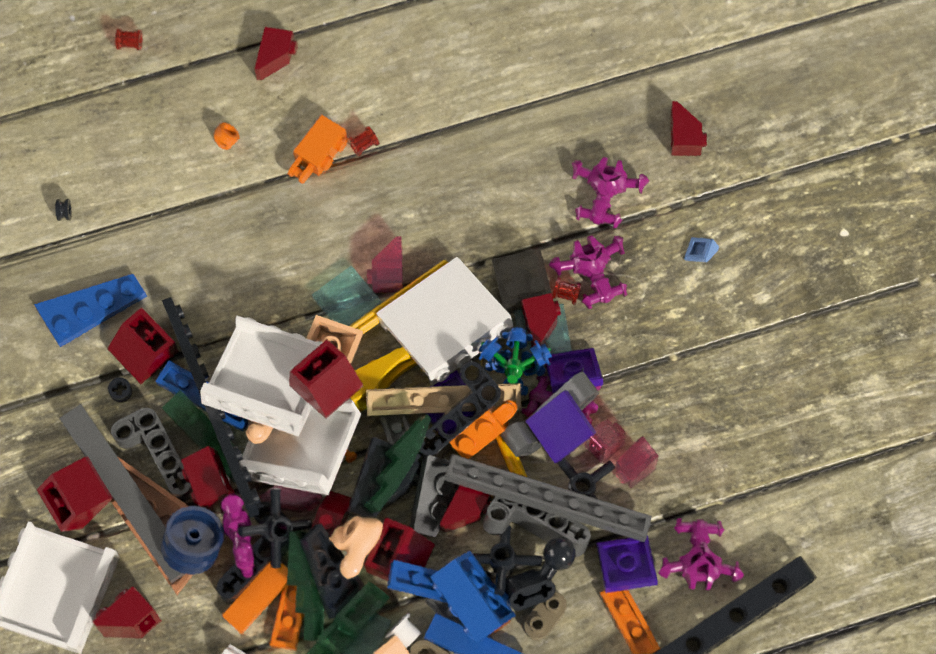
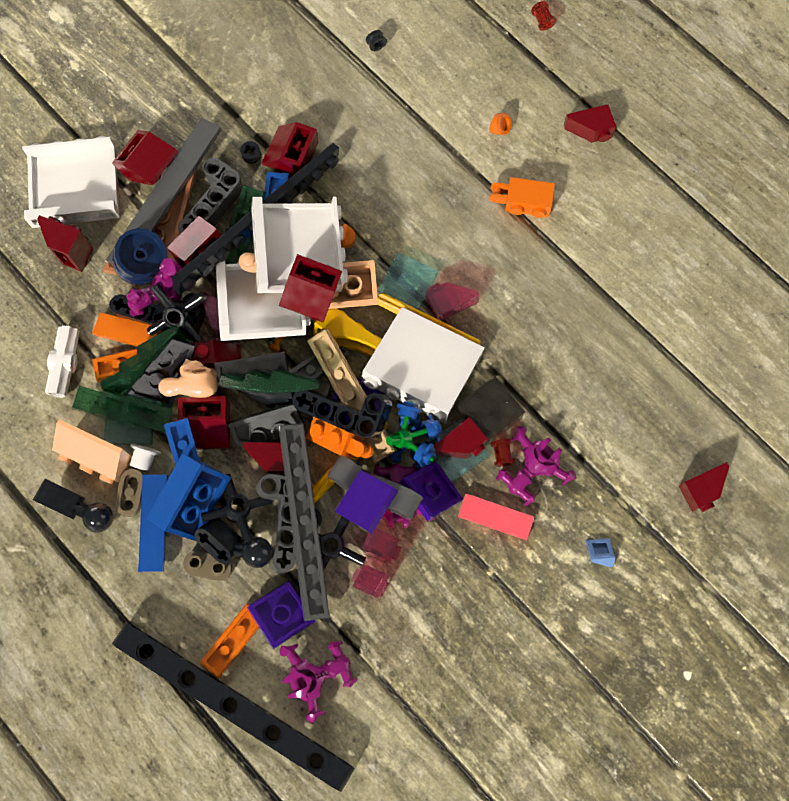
camera: 65 degrees right, 5 degrees up
(87, 308) = (305, 97): blue wing -> none
(363, 141) = (551, 228): clear red bush -> none
(606, 182) = (620, 441): magenta piece -> none
(624, 326) = (496, 517): none -> coral tile

